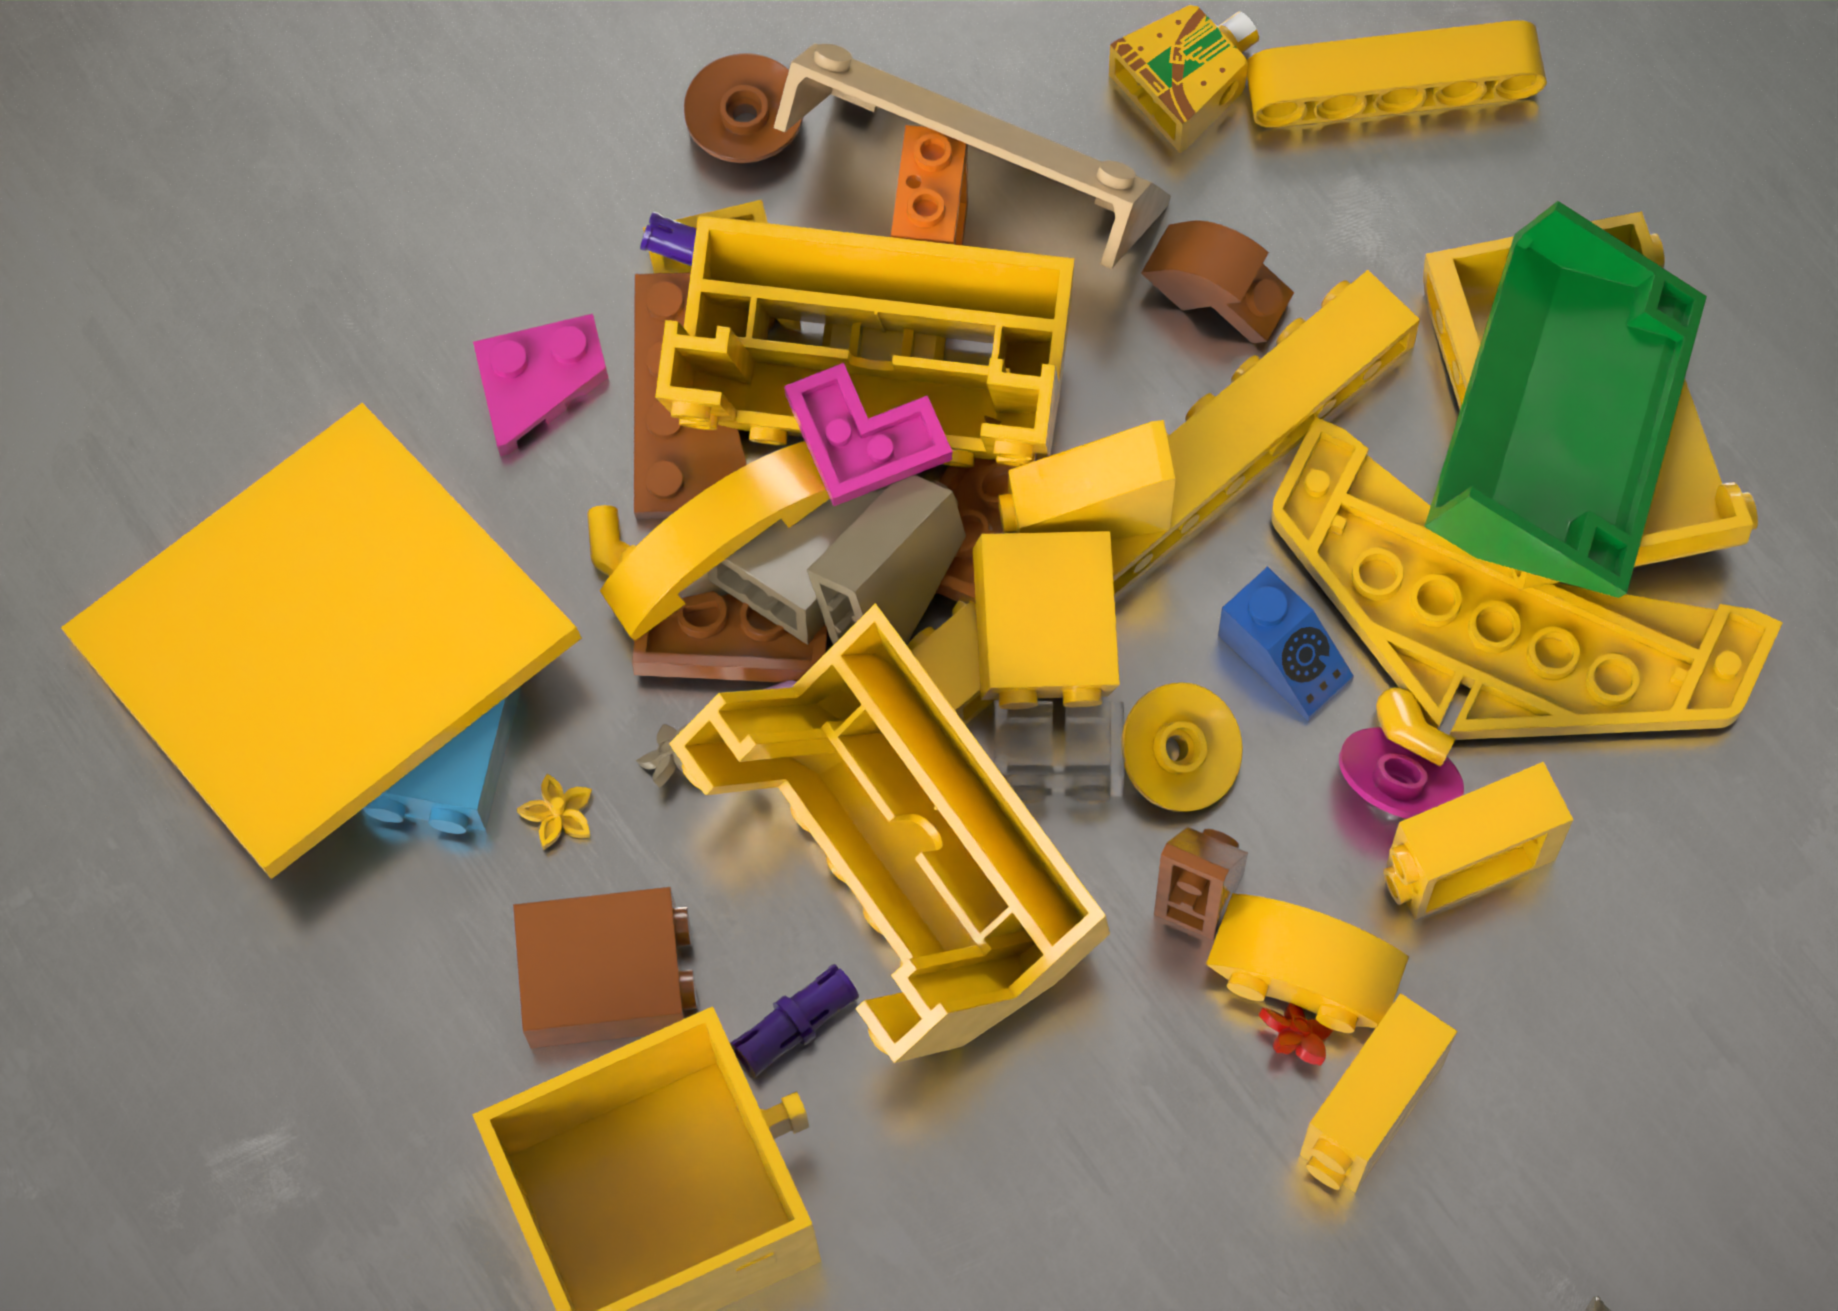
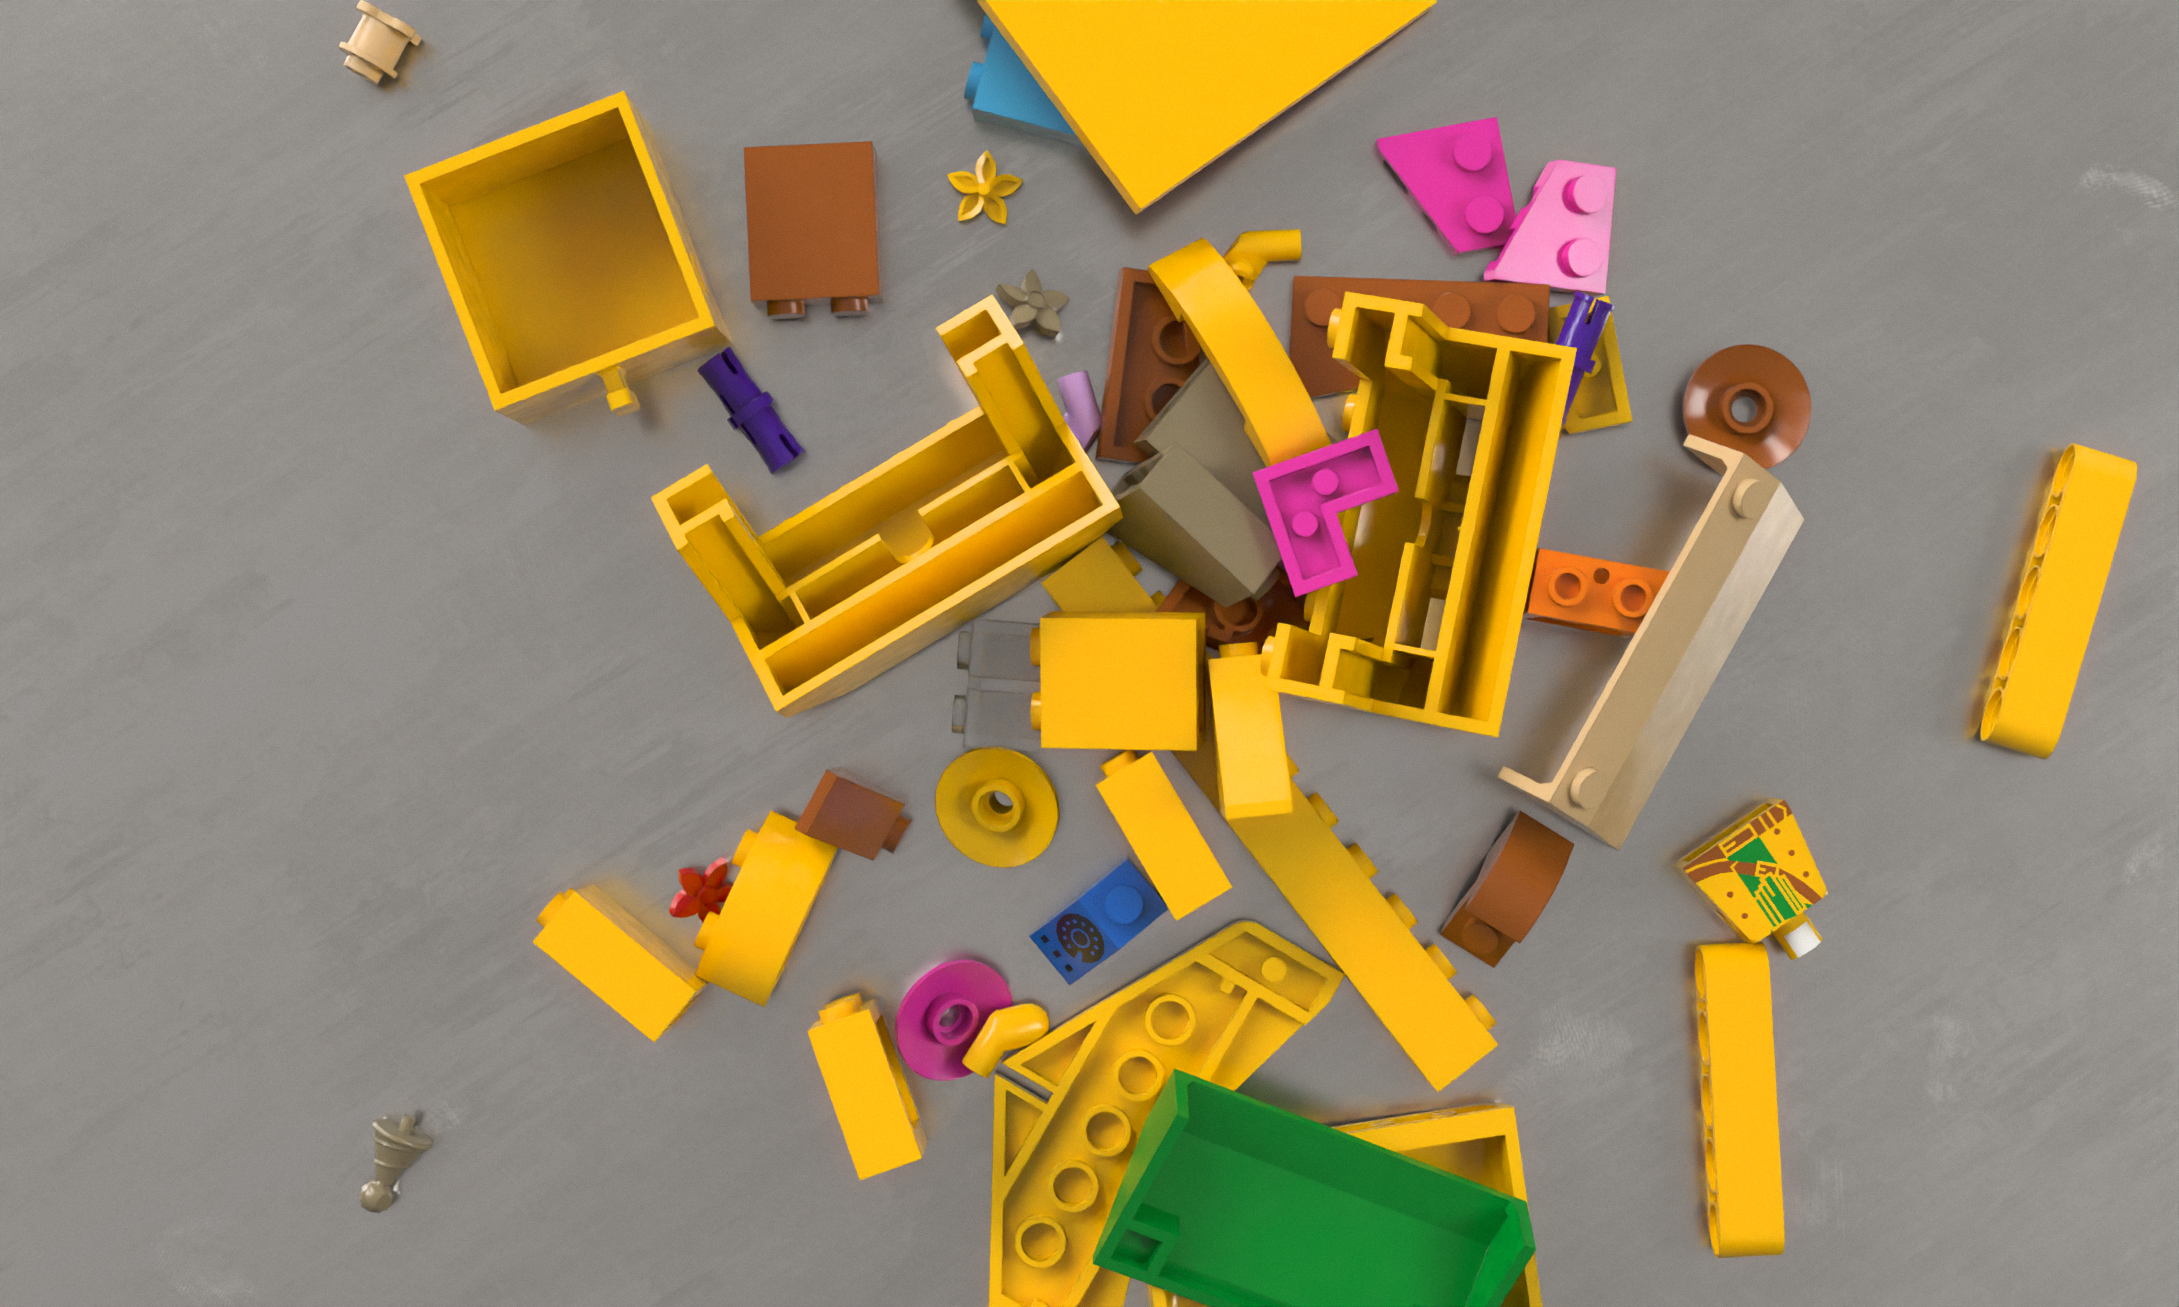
camera: 85 degrees right, 20 degrees up
(581, 277) = (1562, 231): none -> wing
(1187, 580) = (1161, 832): none -> yellow window

